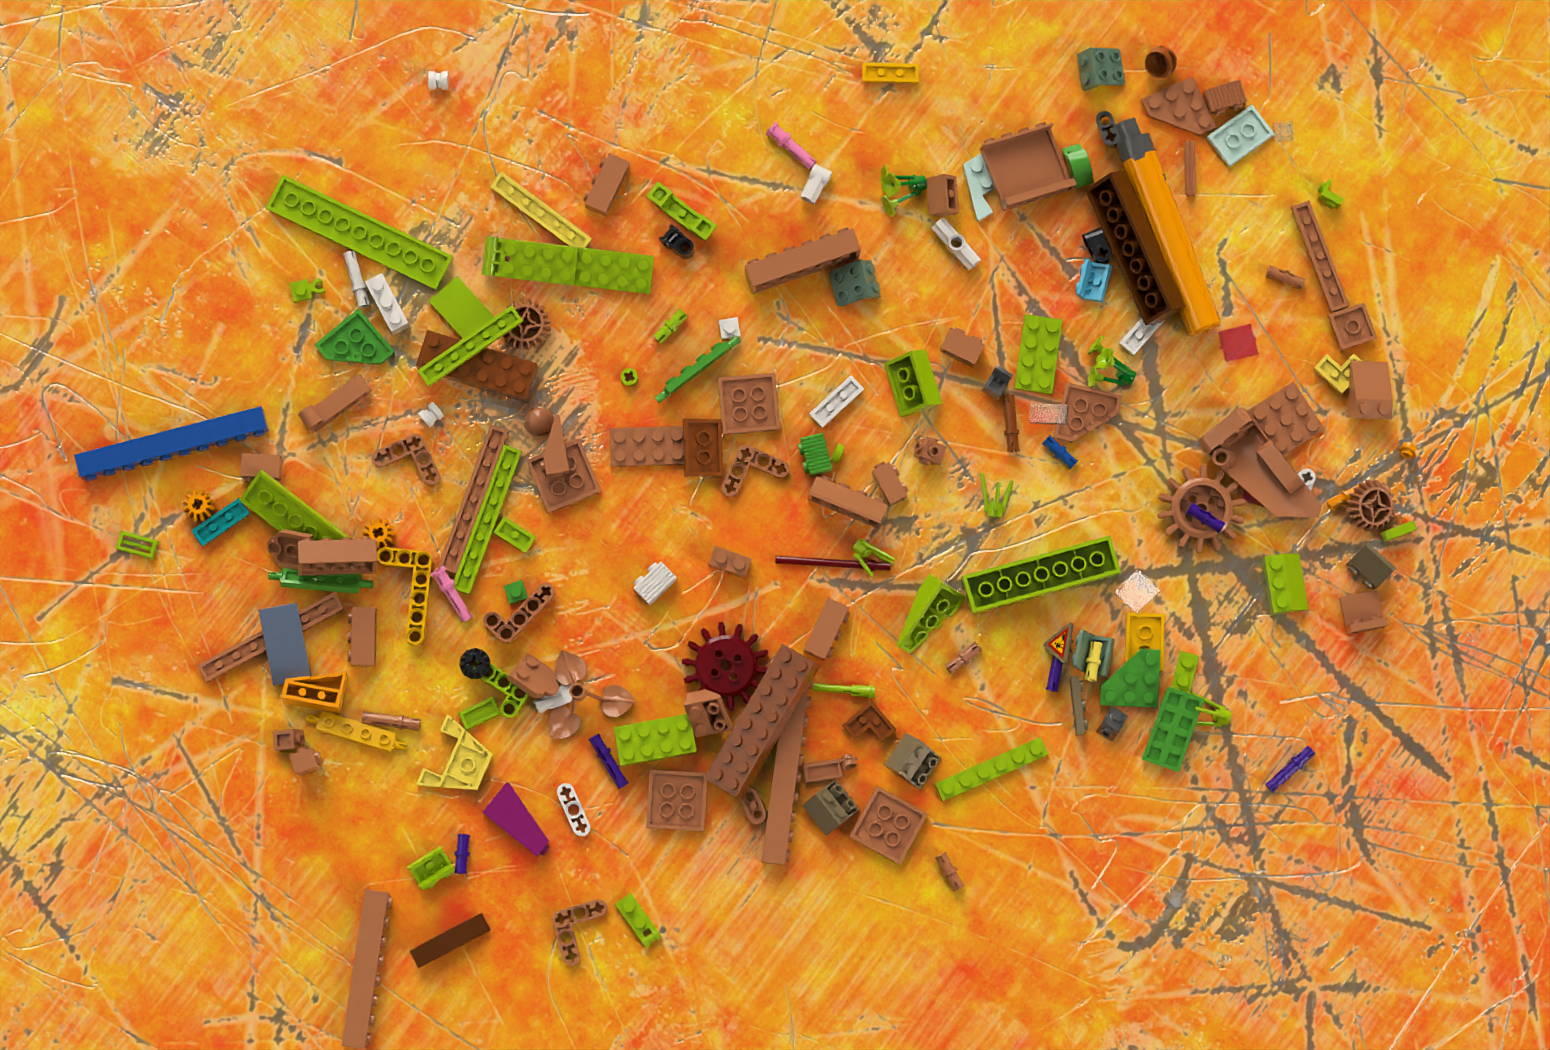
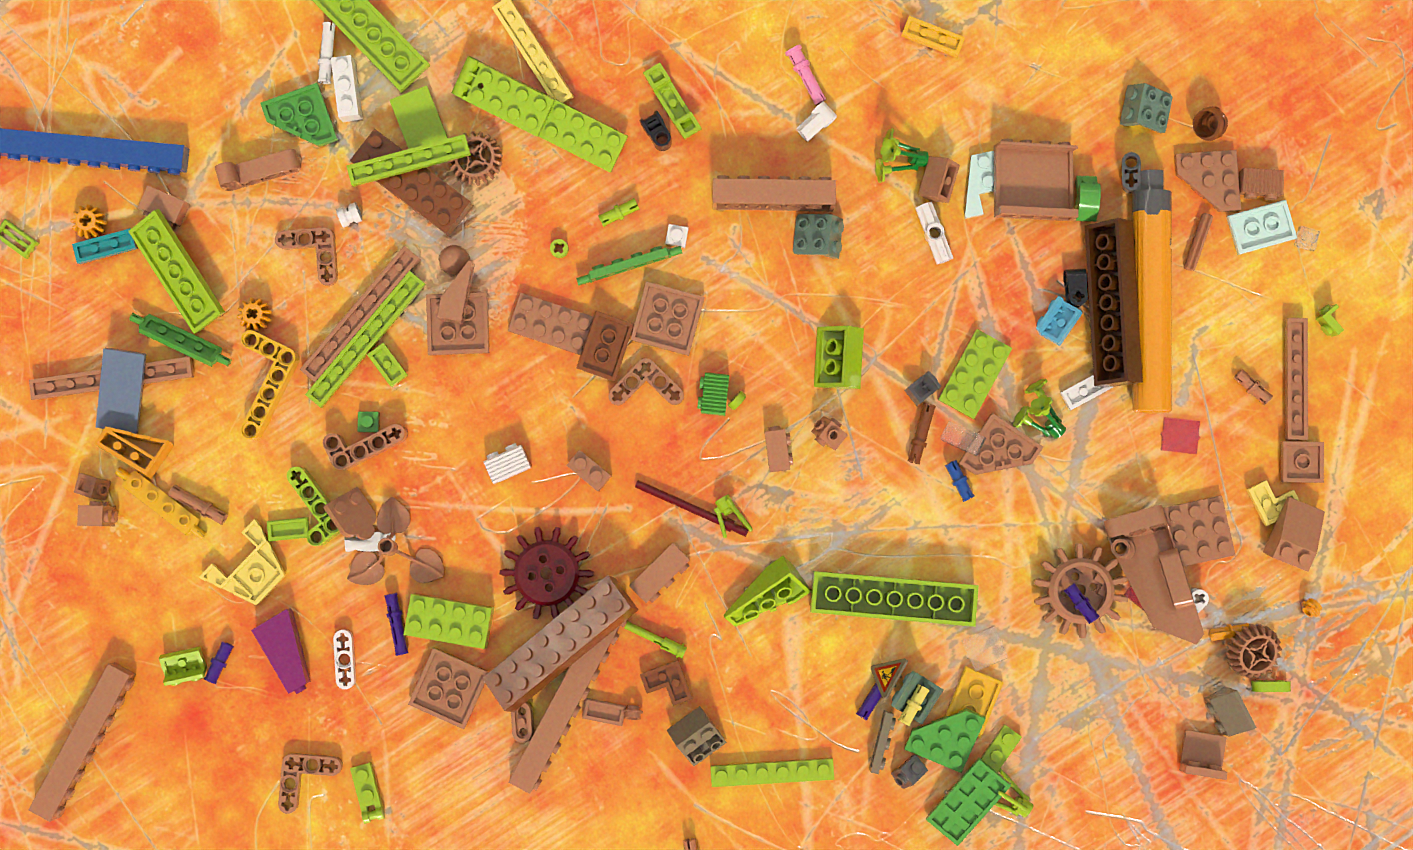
camera: 30 degrees right, 5 degrees up
(285, 547) = (162, 300): nougat plate -> none
(303, 290) = (271, 45): lime plate -> none
(337, 556) = (199, 323): nougat slope -> none
(362, 636) = (200, 411): nougat brick -> none
(447, 586) = (300, 393): bright pink pin -> none
(450, 940) = (174, 744): reddish brown slope -> none
(481, 670) = (301, 488): black gear -> none
(606, 184) = (608, 47): nougat brick -> none
(706, 713) = (507, 614): nougat slope -> none
(830, 807) = (598, 752): dark tan slope -> none
(836, 401) = (755, 348): white plate -> none
(847, 502) = (728, 453): nougat slope -> none
(888, 825) = (648, 791): nougat plate -> none
(962, 347) = (901, 339): nougat brick -> none
(963, 657) = (786, 651): nougat pin -> none
(995, 508) = (874, 513): lime plant -> none
(1284, 583) = (1135, 696): lime slope -> none

